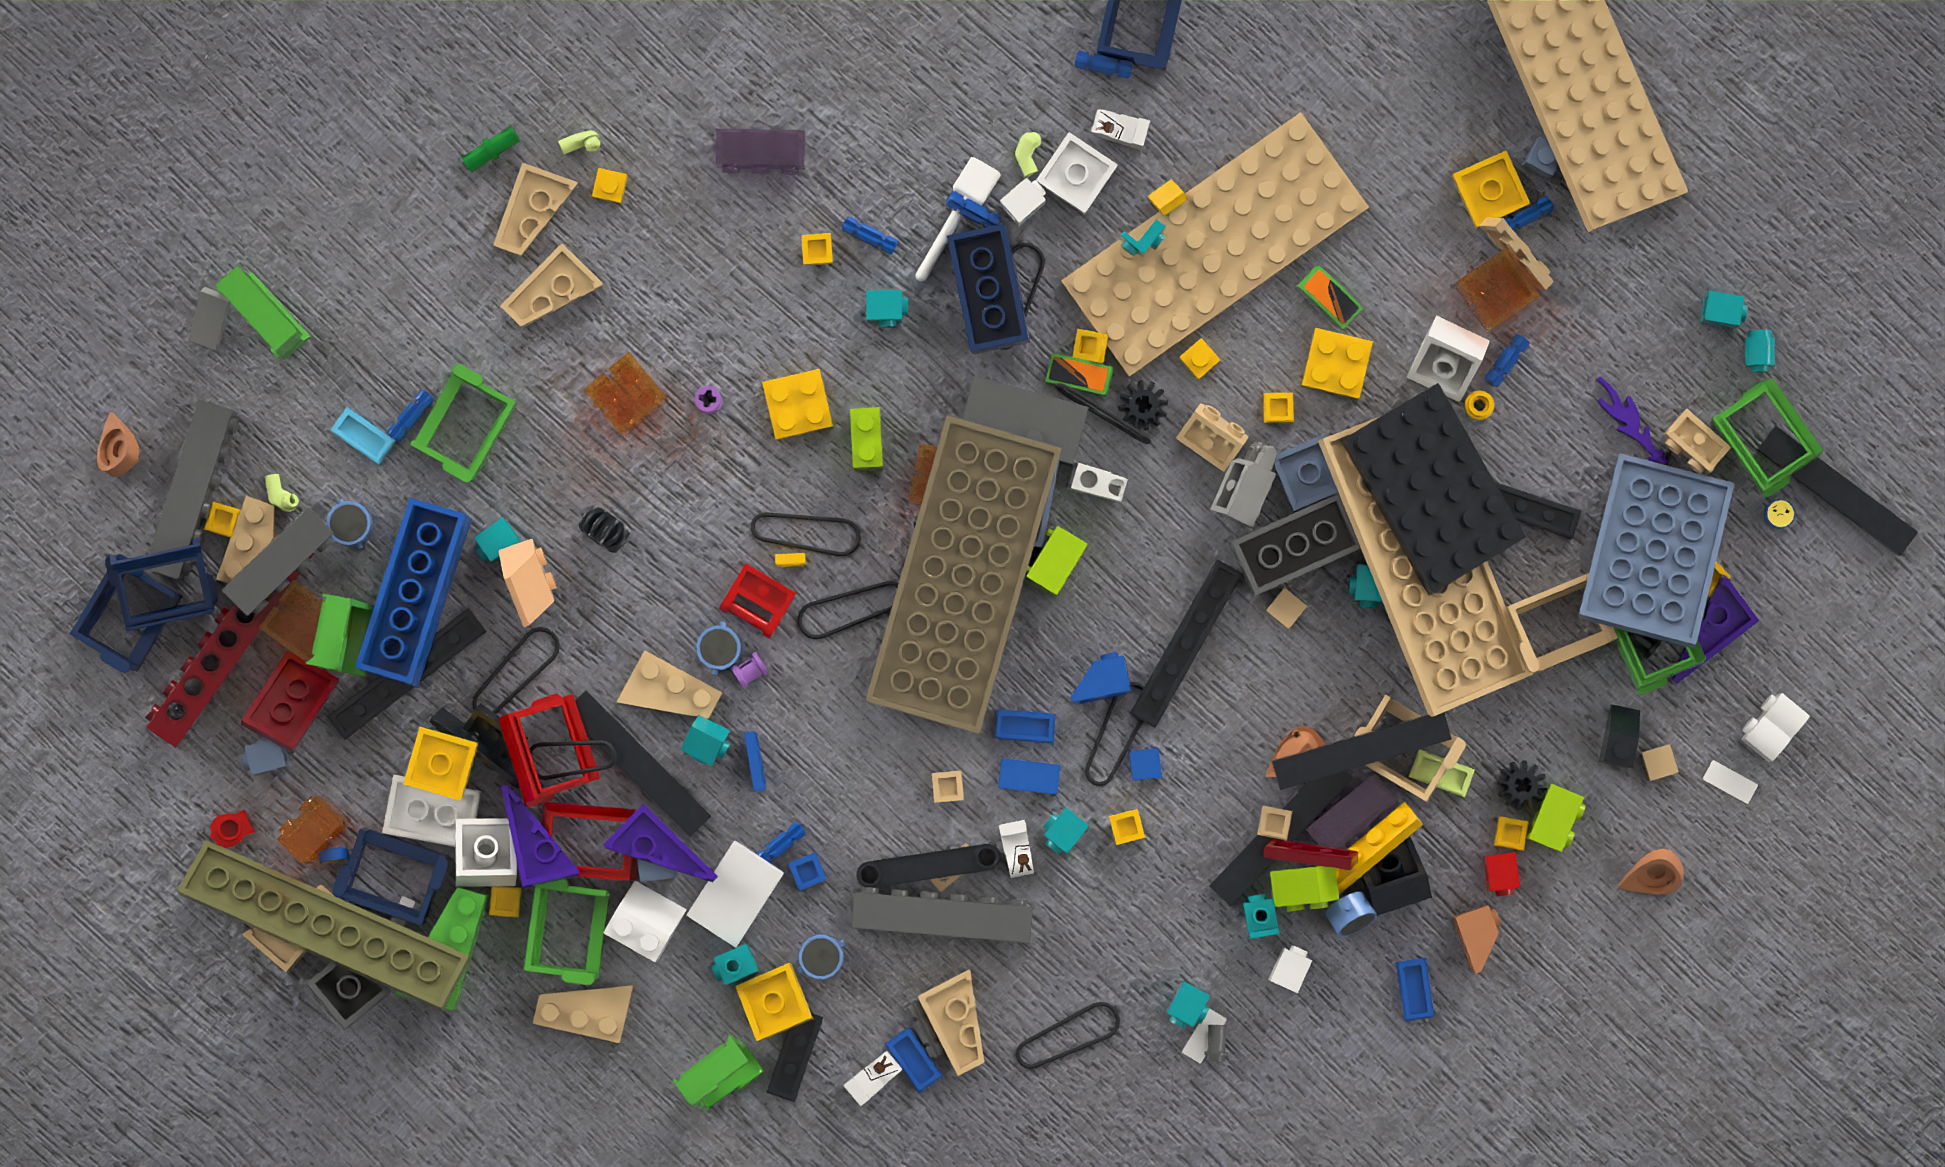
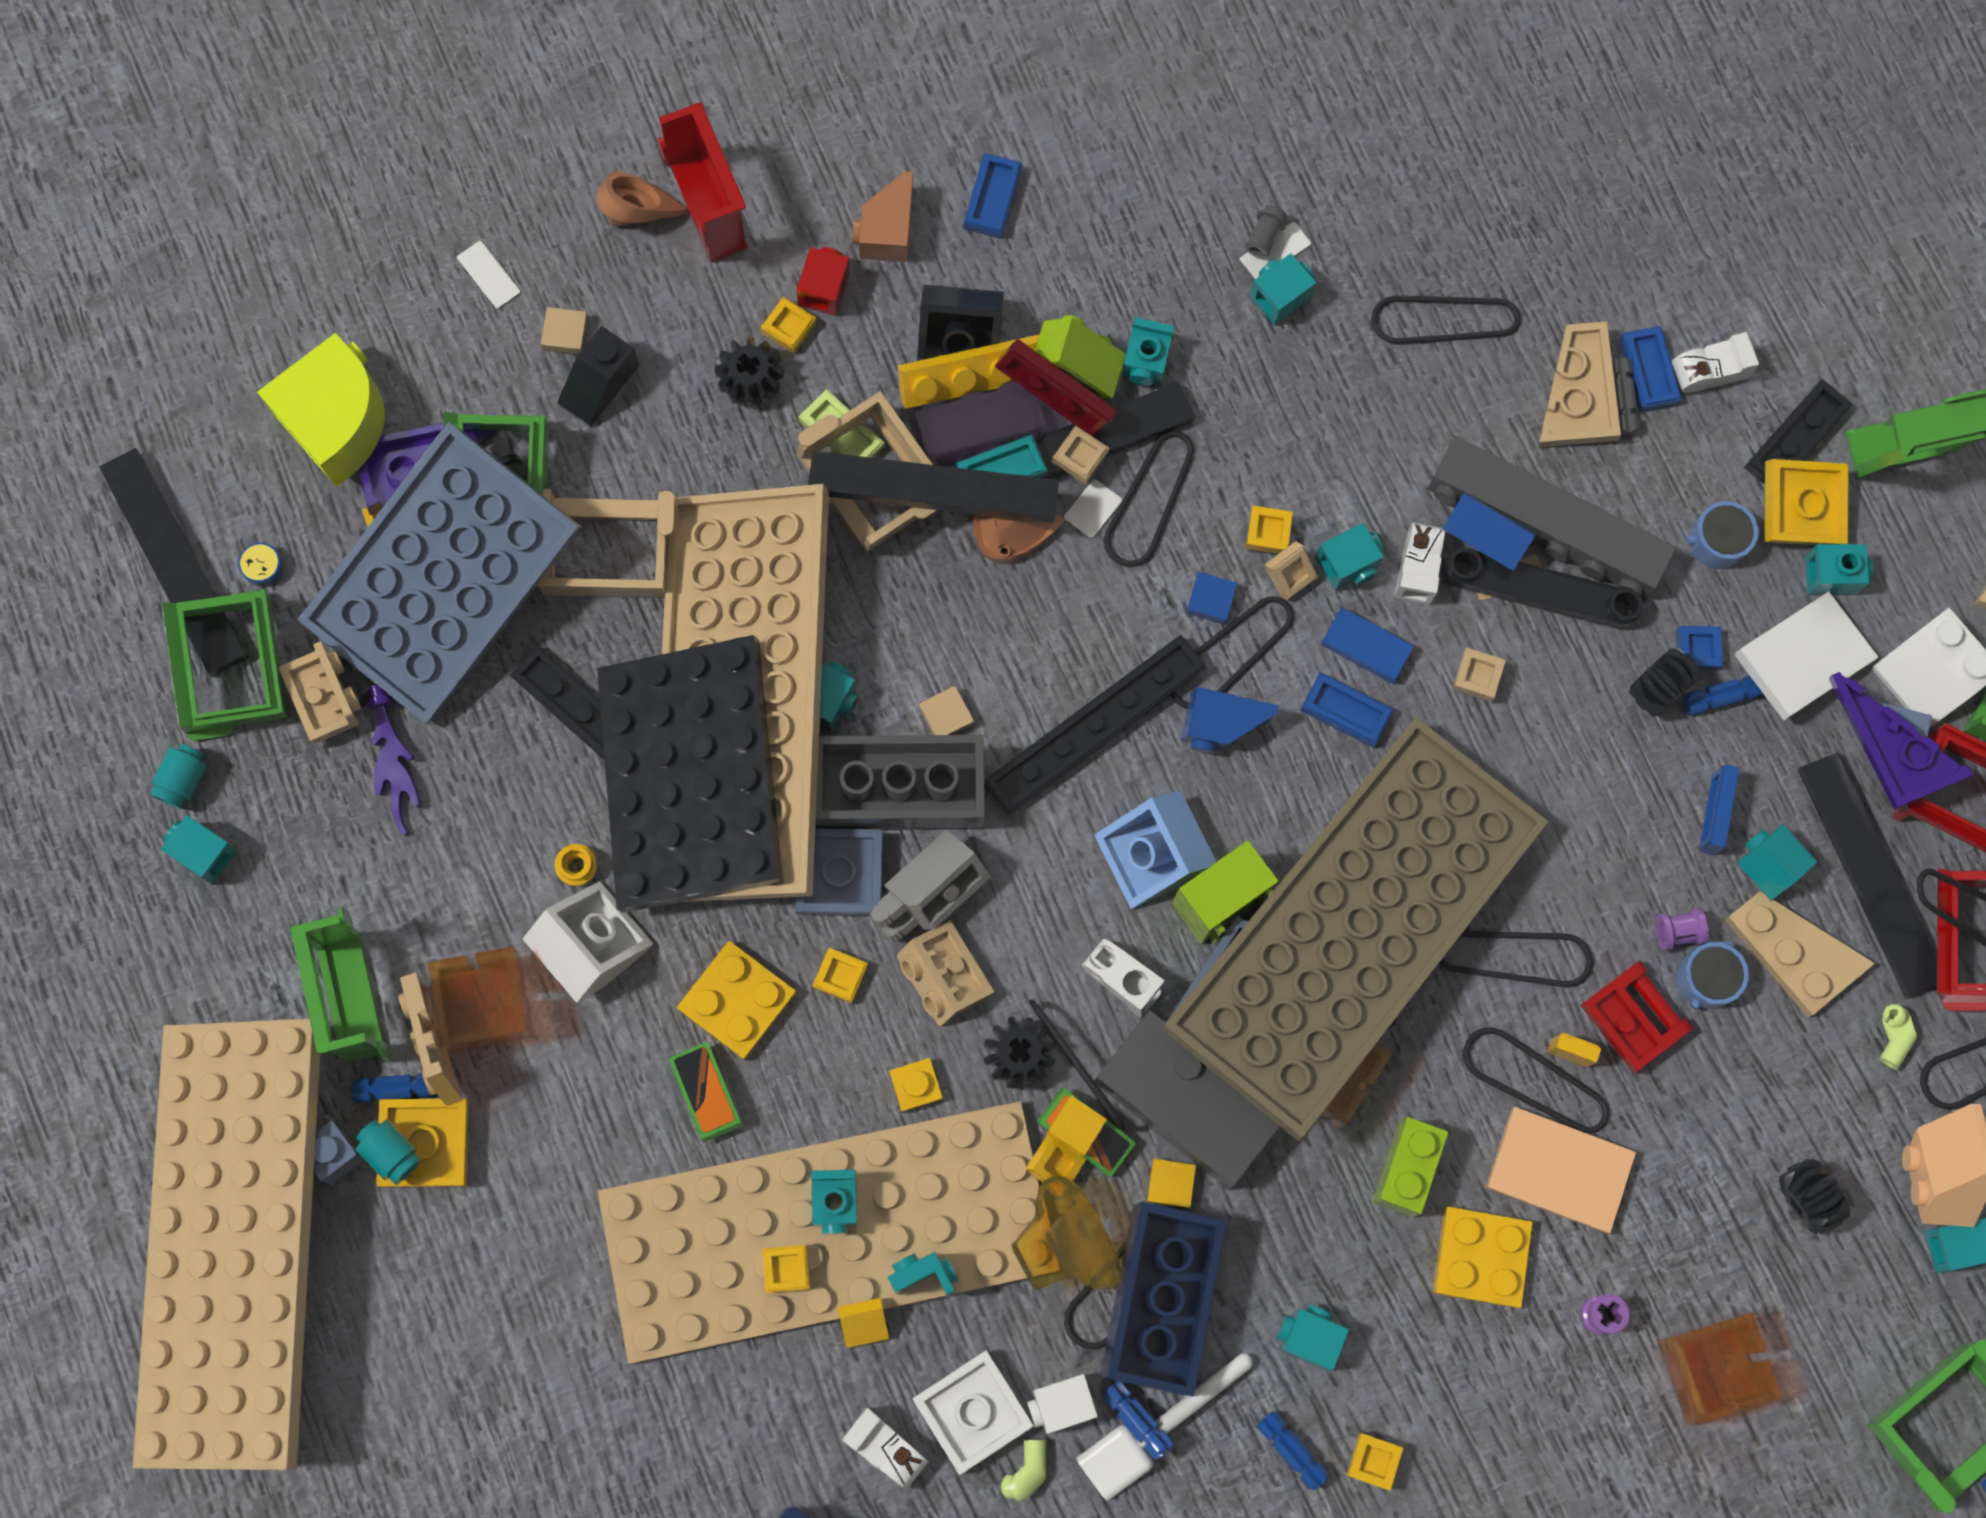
camera: 160 degrees left, 10 degrees down
(582, 663) = (1899, 1033): none -> yellowish green arm
(769, 480) = (1560, 1170): none -> light nougat tile
(823, 831) = (1665, 681): none -> black gear
(980, 884) = (1489, 531): none -> blue tile
(1012, 366) = (1171, 1183): none -> yellow tile
(1064, 298) = (1066, 1240): none -> clear yellow piece
(1087, 372) = (1076, 1126): none -> yellow tile
(1100, 804) = (1291, 570): none -> tan tile
(1111, 575) = (1155, 848): none -> light blue slope
(1200, 821) = (1113, 556): none -> black piece
(1218, 271) = (834, 1182): none -> teal brick
(1229, 208) = (786, 1268): none -> yellow tile
(1250, 794) = (1093, 508): none -> white sticker
(1290, 968) = (1137, 276): white brick -> none
(1321, 793) = (1016, 458): none -> teal tile
(1351, 914) = (1034, 304): medium blue piece -> none
(1506, 360) = (512, 907): blue axle -> none
(1508, 172) = (387, 1151): none -> teal brick
(1555, 818) = (725, 314): lime brick -> none
(1582, 259) = (345, 985): none -> bright green piece
(1610, 900) = (704, 179): none -> red piece
(1774, 727) = (400, 309): white brick -> none
(1785, 634) = (329, 407): none -> neon yellow brick

